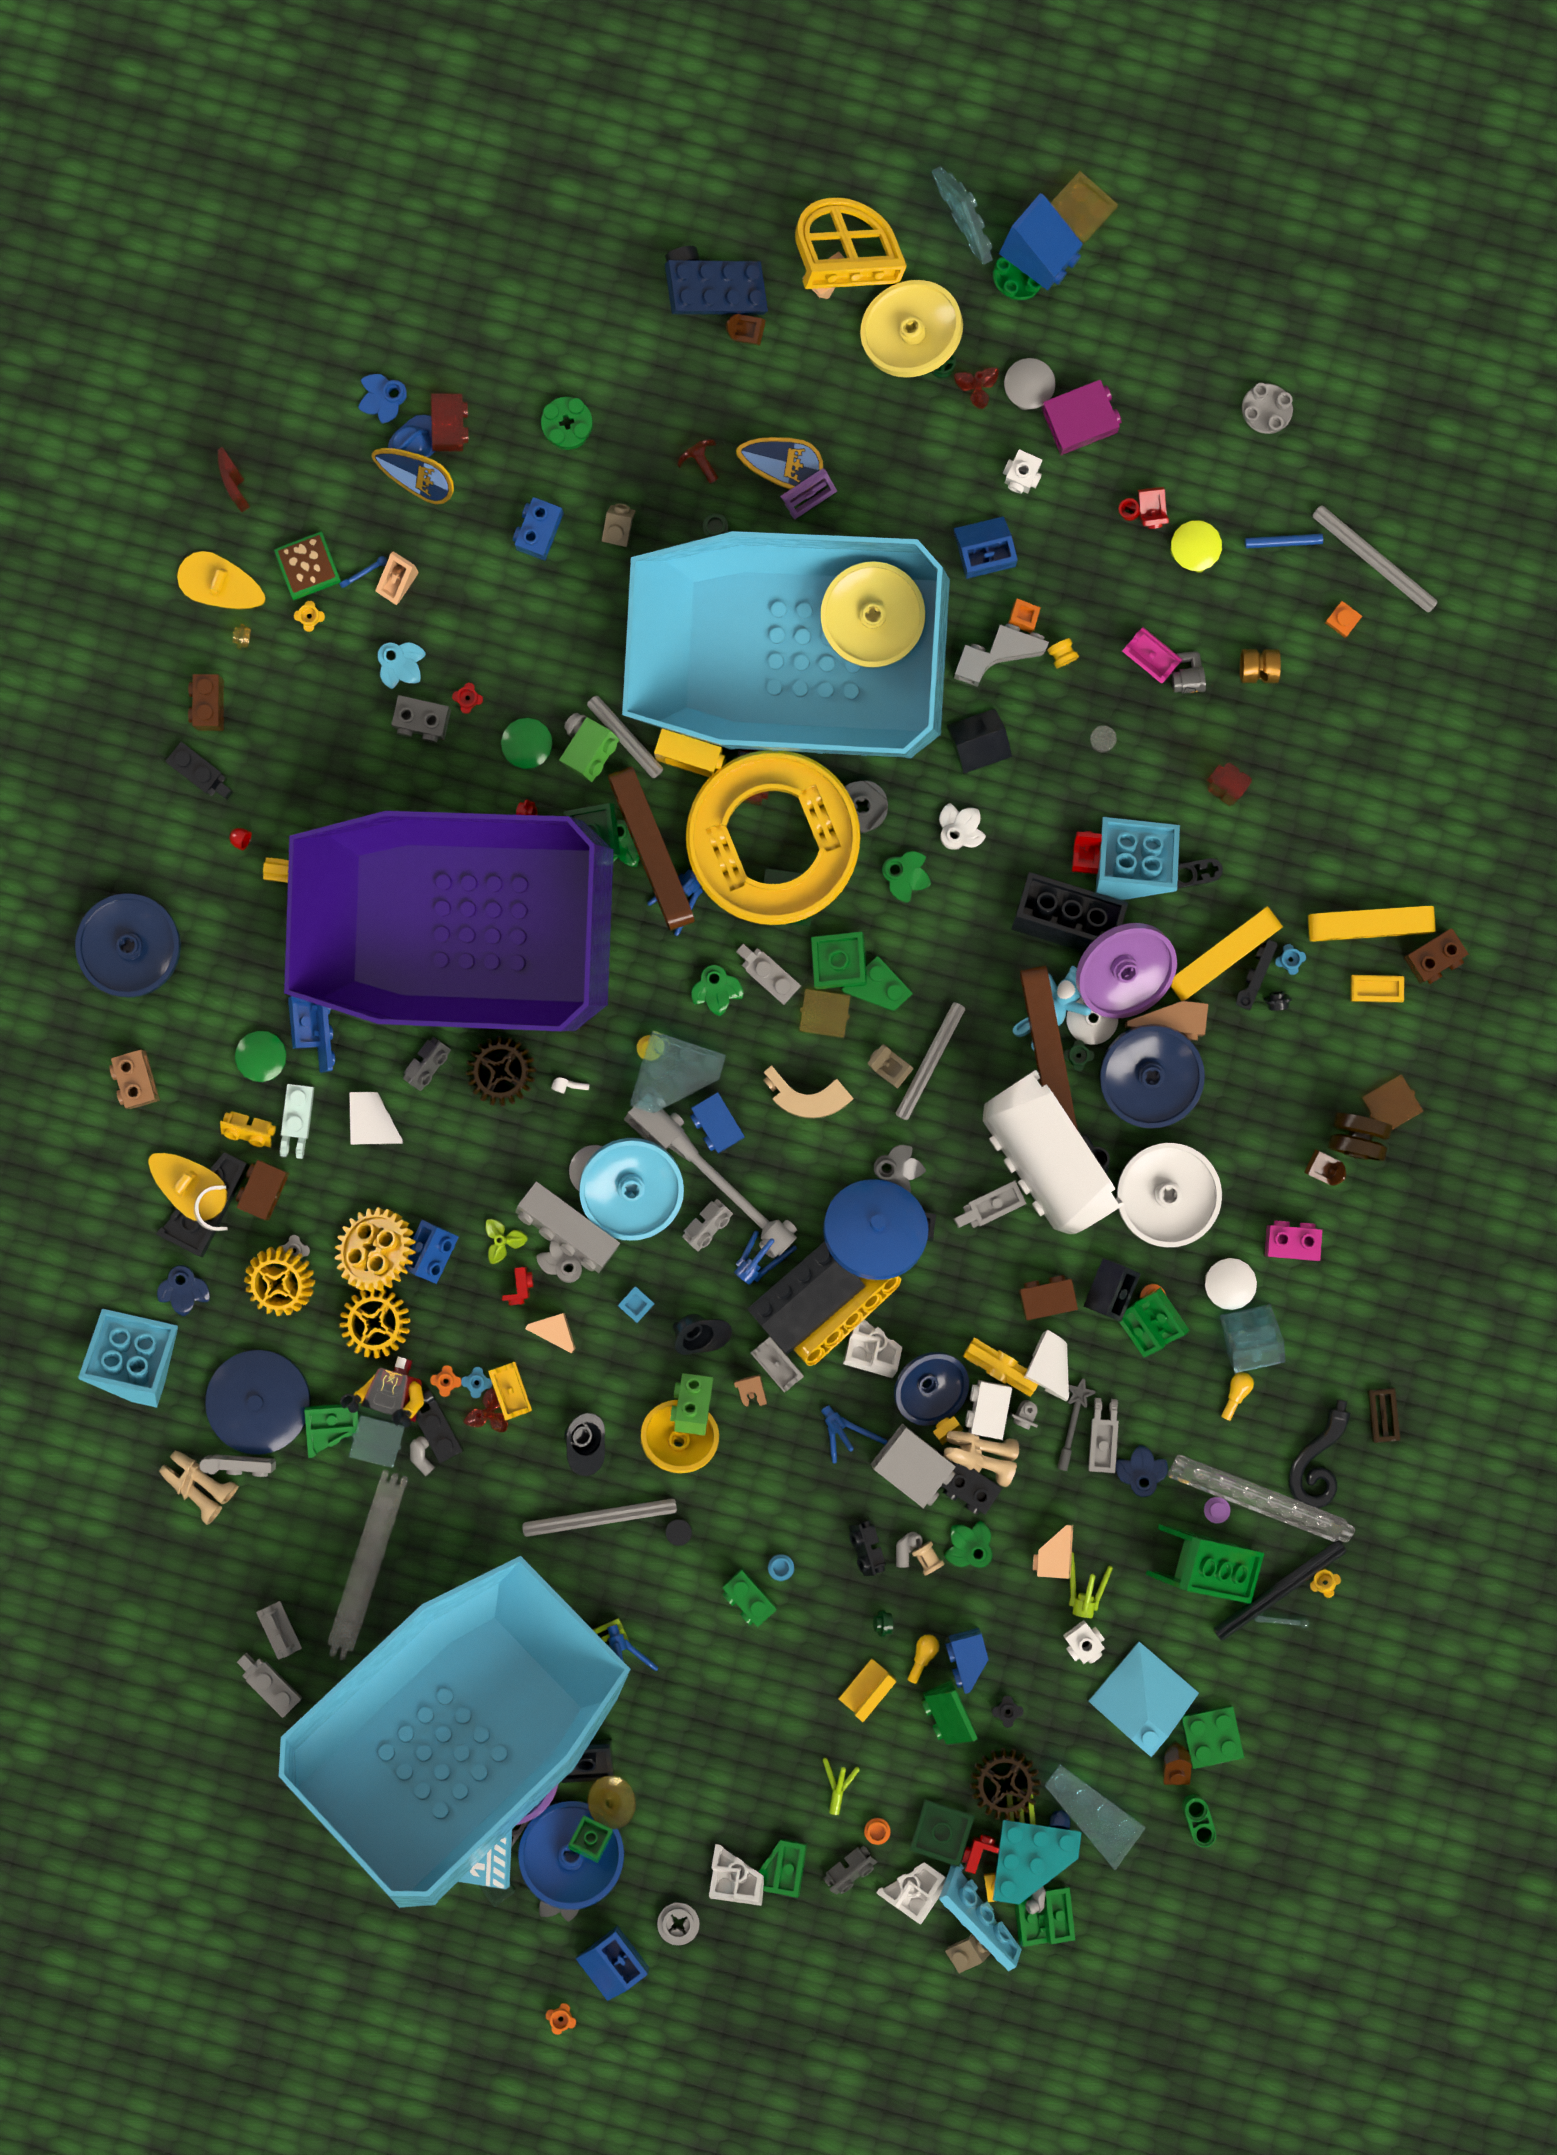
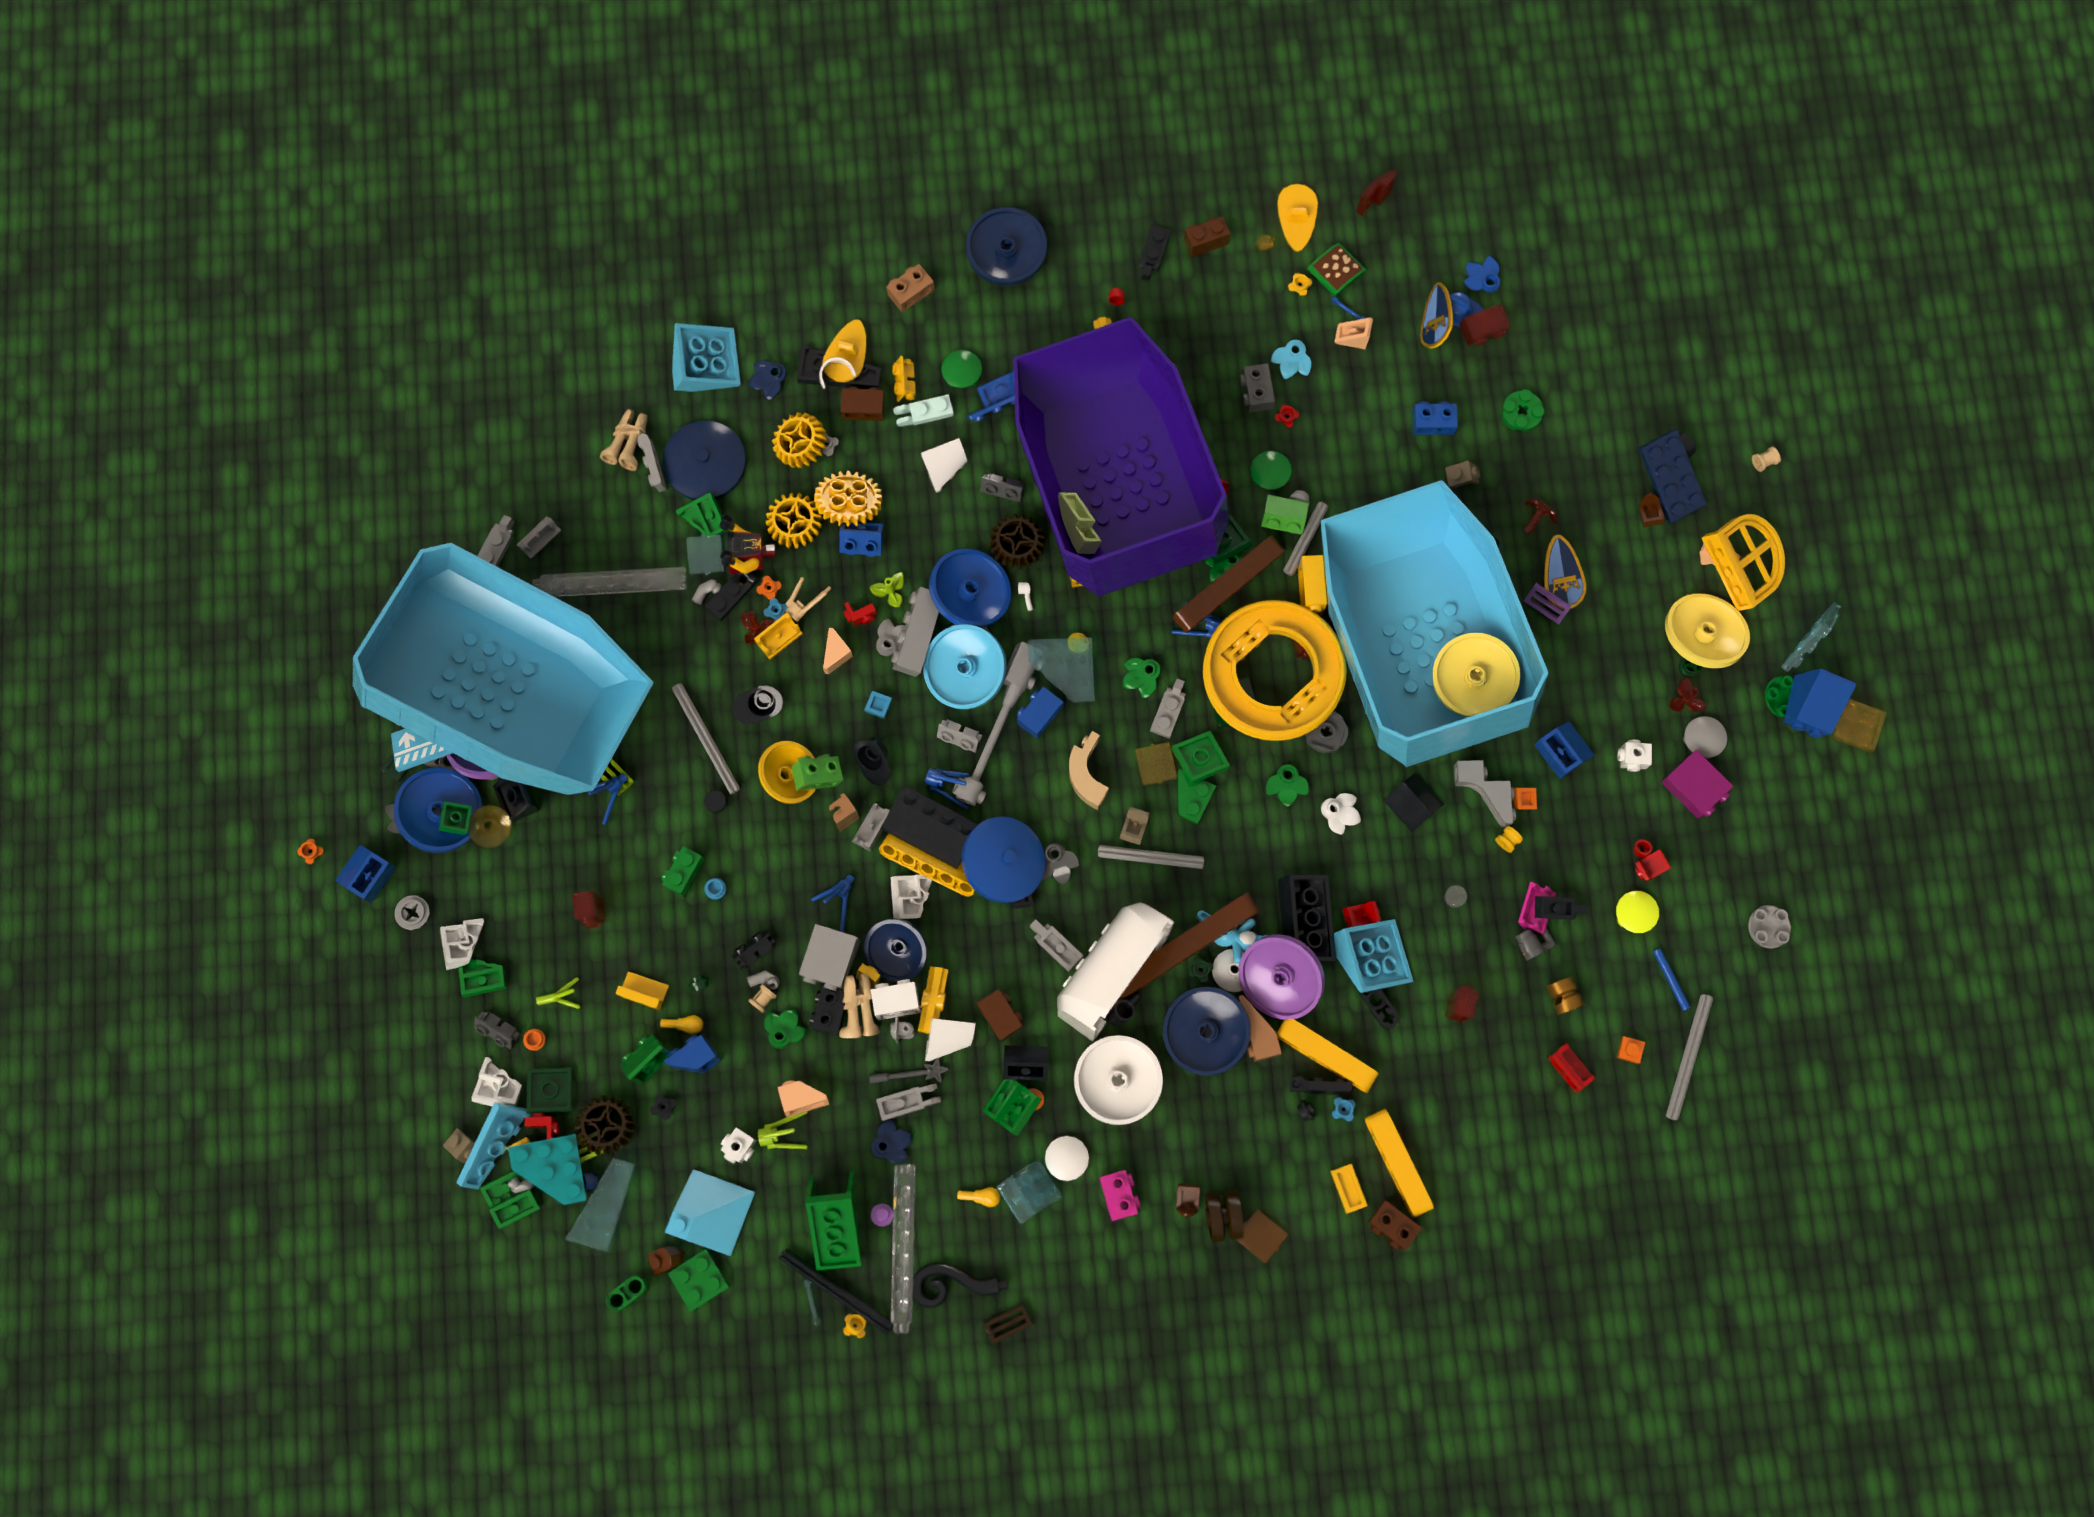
camera: 65 degrees right, 10 degrees down
(487, 1357) = (798, 609): none -> tan plant
(514, 994) = (1078, 523): none -> yellowish green slope
(540, 1148) = (970, 588): none -> blue dish
(733, 169) = (1766, 459): none -> tan bush
(755, 1720) = (588, 909): none -> clear red brick
(1162, 632) = (1558, 908): none -> black hinge
(1339, 692) = (1571, 1068): none -> red hinge

